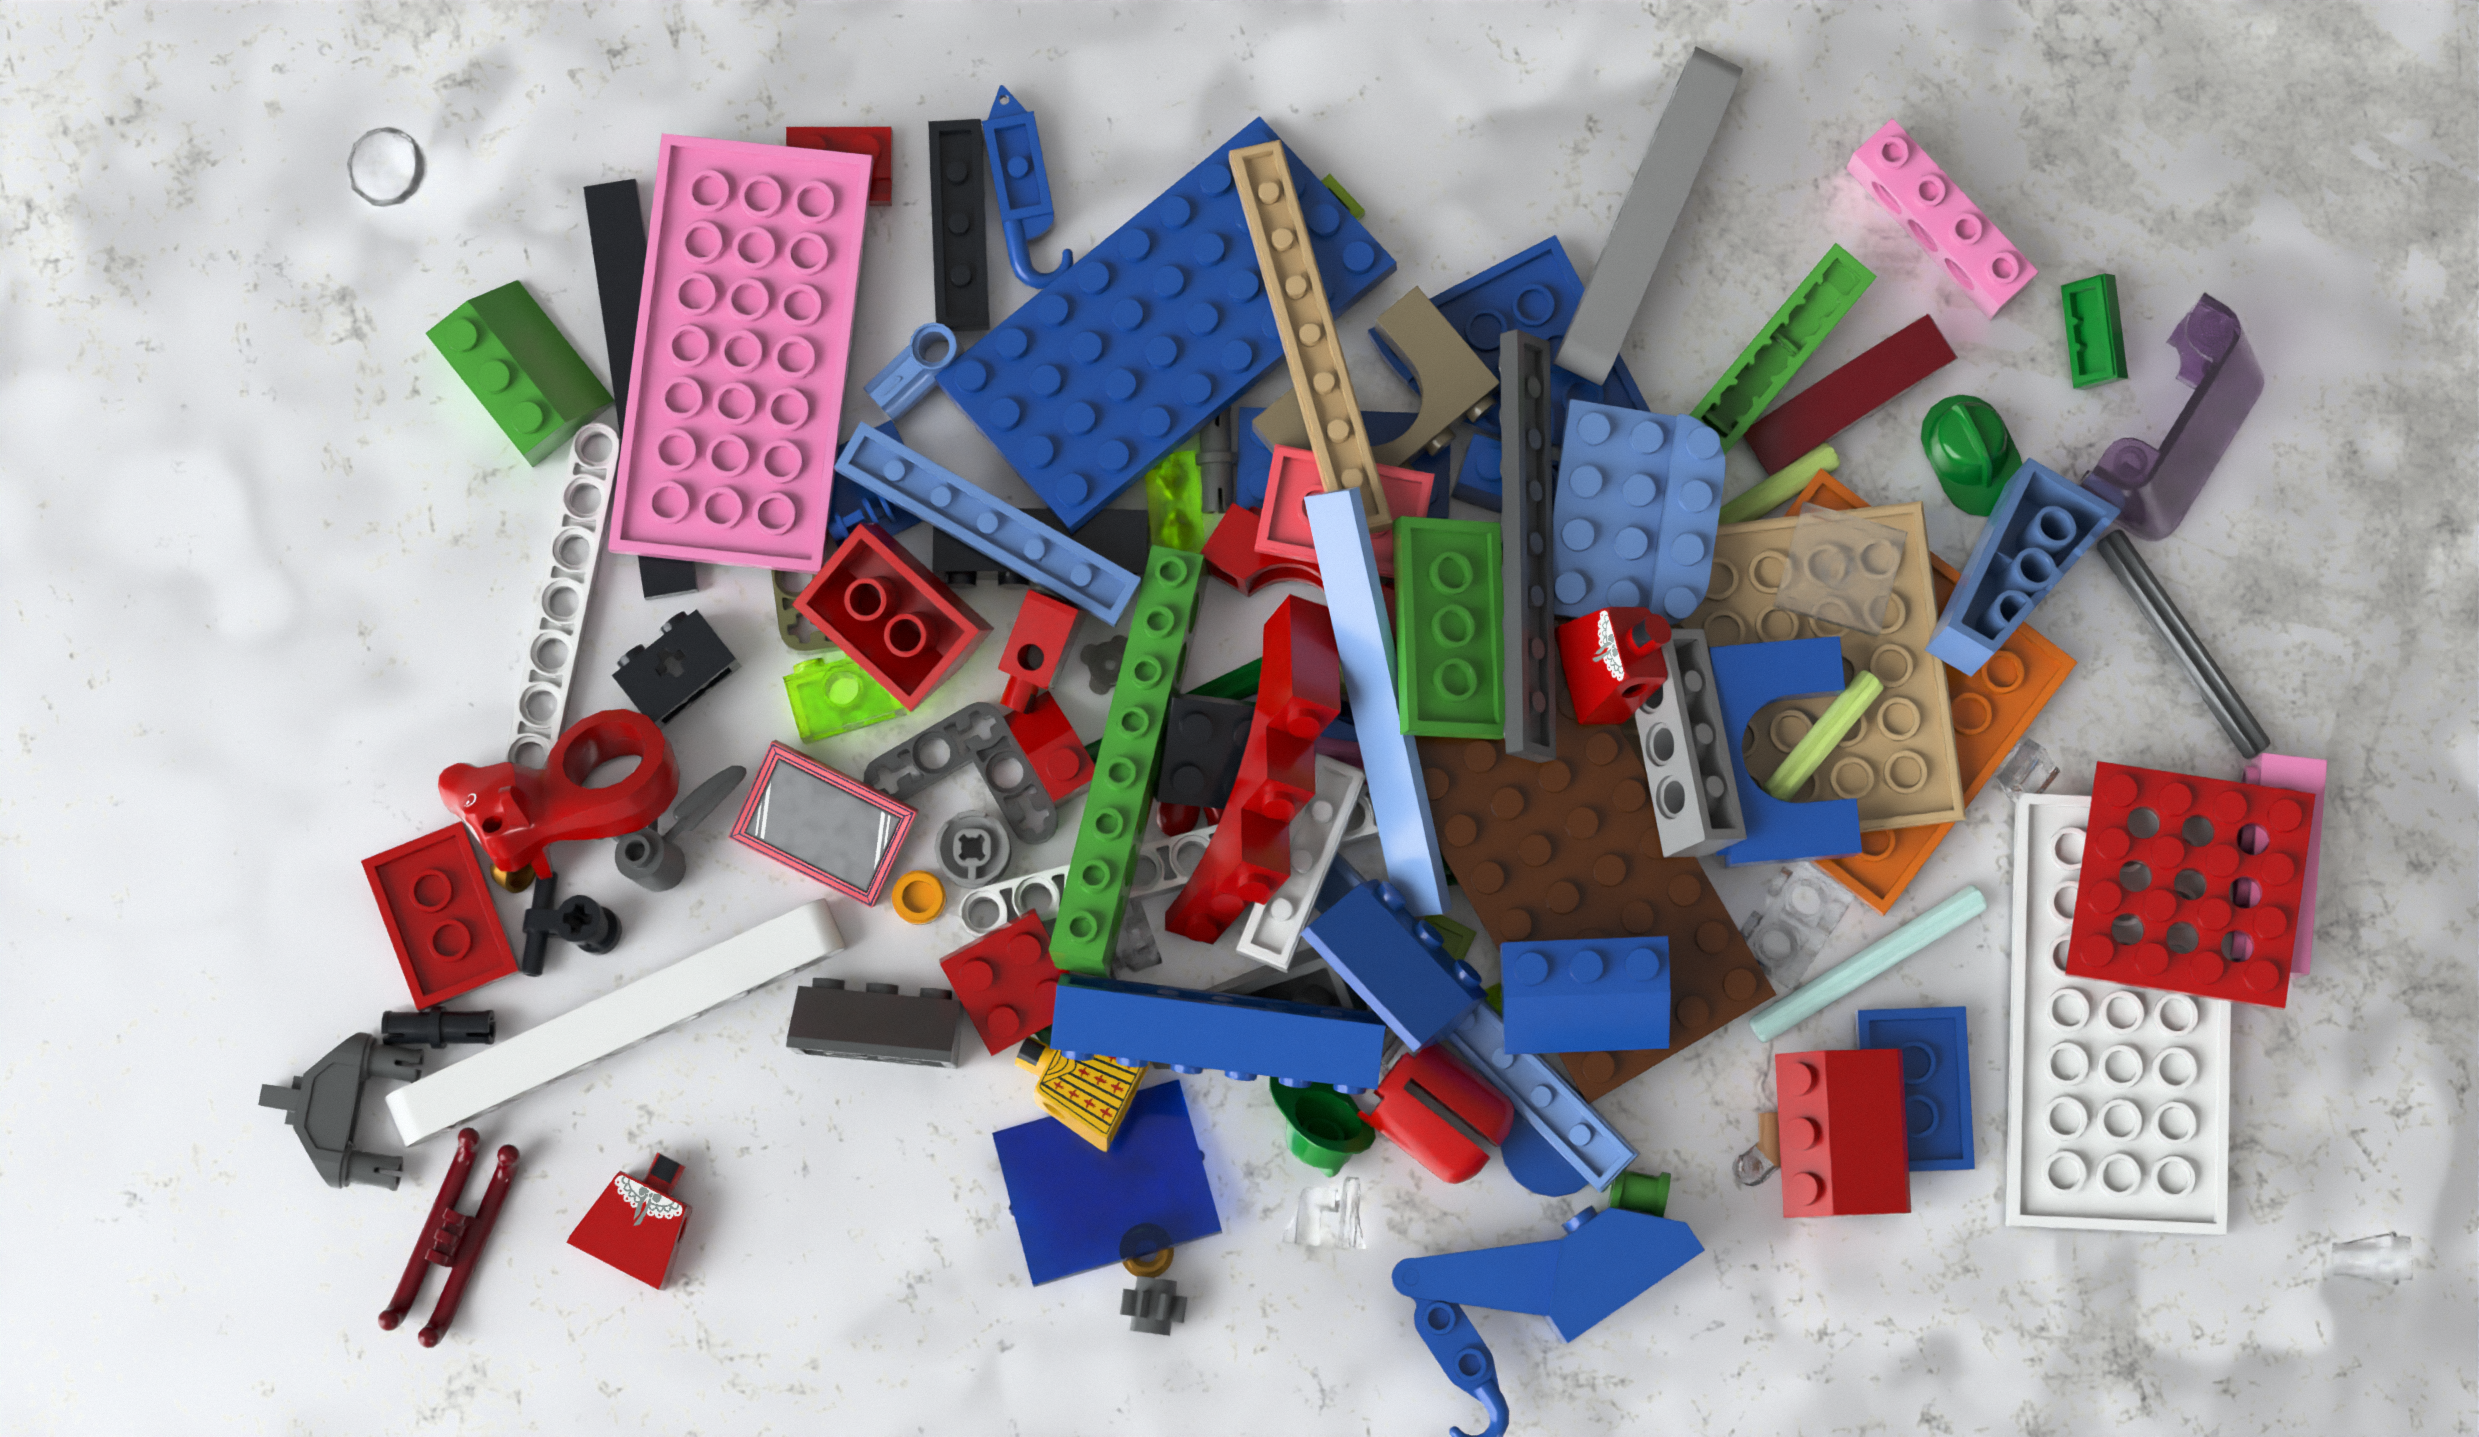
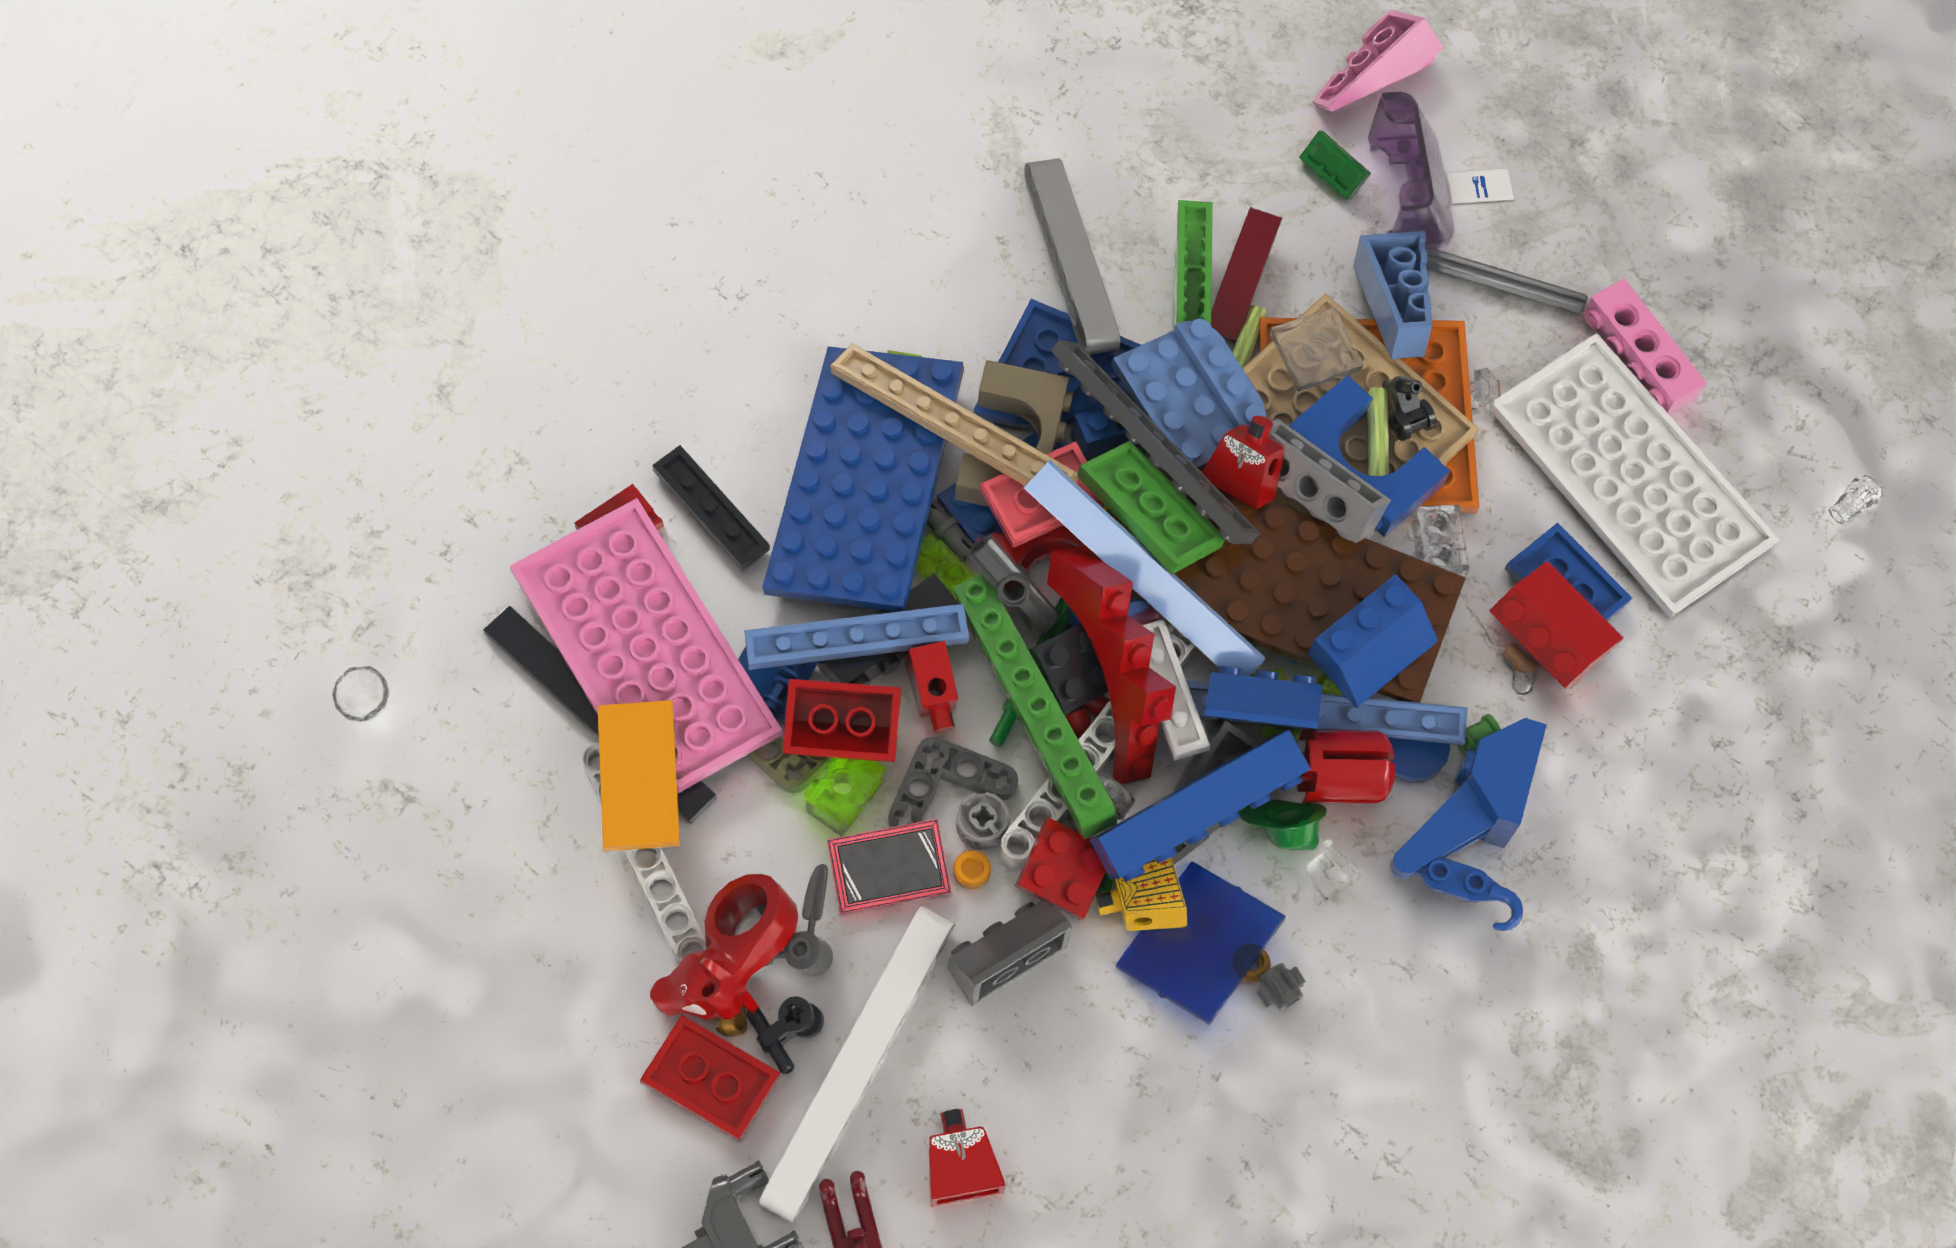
camera: 45 degrees left, 15 degrees down
(438, 1027) = (758, 1141): black pin -> none
(521, 369) = (522, 752): bright green slope -> none
(614, 506) = (638, 776): none -> light orange tile
(704, 668) = (742, 822): black brick -> none
(909, 375) = (746, 597): medium blue piece -> none
(1020, 186) = (728, 465): blue plate -> none
(1053, 749) = (985, 733): red slope -> none
(1095, 659) = (973, 663): clear smoke plate -> none
(1221, 596) = (999, 569): none -> dark grey piece
(1868, 963) = (1490, 541): light aqua axle -> none
(1885, 740) = (1410, 412): none -> black piece
(1941, 219) = (1217, 162): bright pink brick -> none
(1969, 452) = (1323, 263): green piece -> none
(2228, 808) = (1628, 431): red piece -> none
(2268, 493) = (1480, 186): none -> white sticker
(2295, 232) = (1391, 51): none -> bright pink wedge

